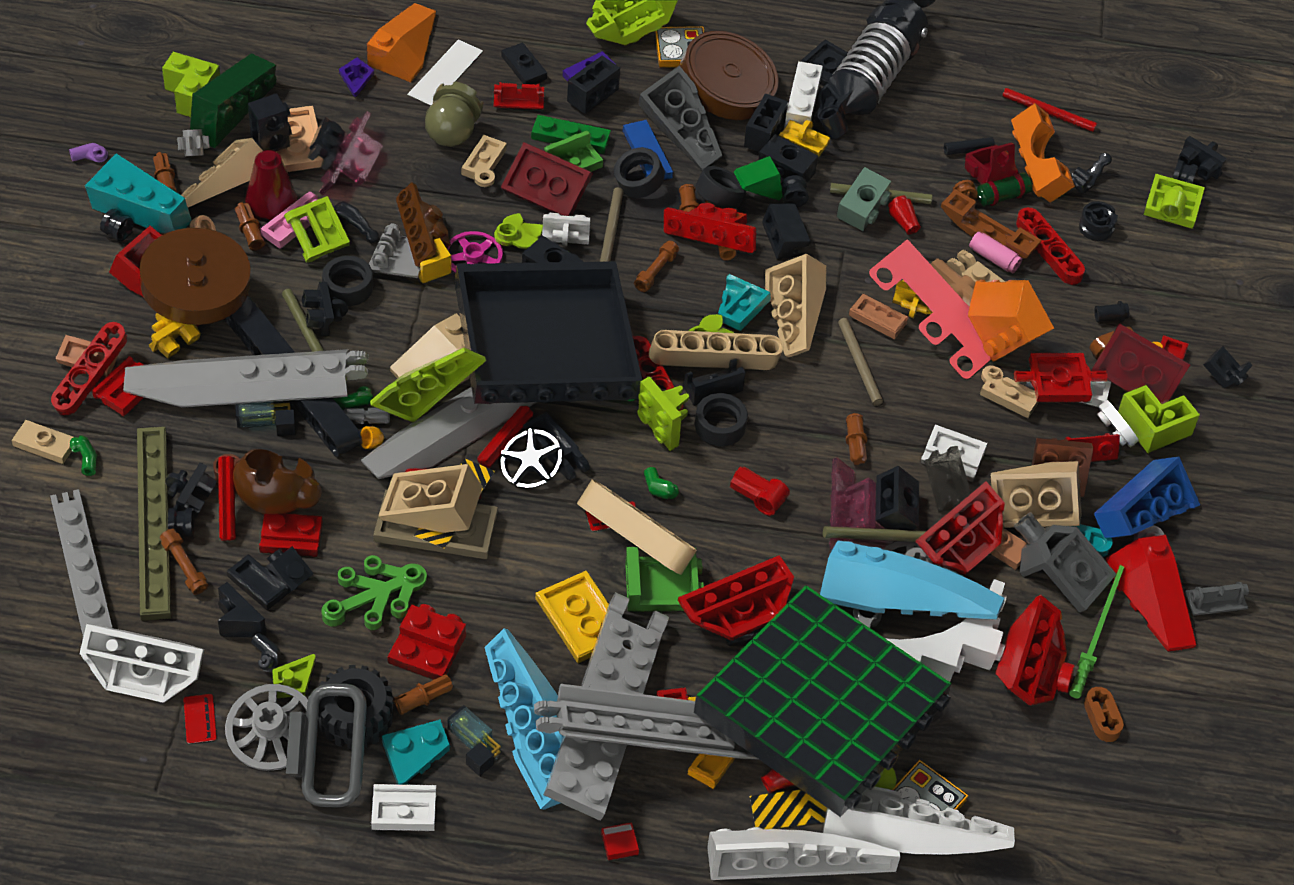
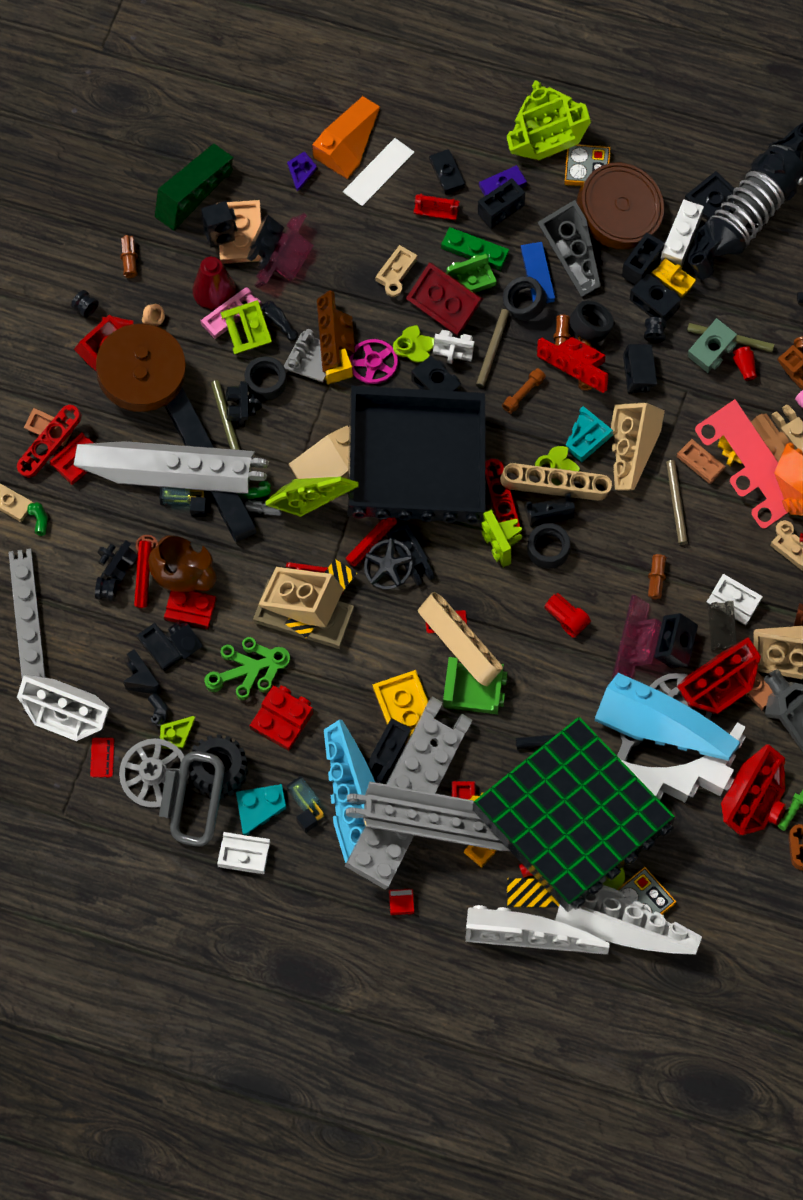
camera: 15 degrees right, 15 degrees up
(90, 151) = (71, 226): medium lavender arm -> none
(137, 195) = (95, 272): teal wedge -> none
(153, 521) = (84, 584): olive tile -> none
(167, 332) = (111, 419): yellow hips -> none
(185, 76) = (160, 162): lime brick -> none
(193, 142) = (155, 228): light grey gear -> none
(195, 580) = (96, 606): dark orange bar -> none
(230, 170) = (179, 263): tan wedge -> none
(249, 226) = (192, 315): dark orange axle -> none
(371, 437) = (264, 528): light orange hinge -> none
(422, 694) = (271, 760): dark orange axle -> none
(438, 435) = (312, 534): light grey hinge -> none
(453, 114) = (375, 224): olive tile -> none
(572, 655) = (389, 748): none -> black hinge
(660, 487) = (486, 601): green arm -> none
(740, 600) = (530, 716): red wedge -> none
(760, 178) = (624, 317): green slope -> none
(871, 534) = (649, 668): olive bar -> none

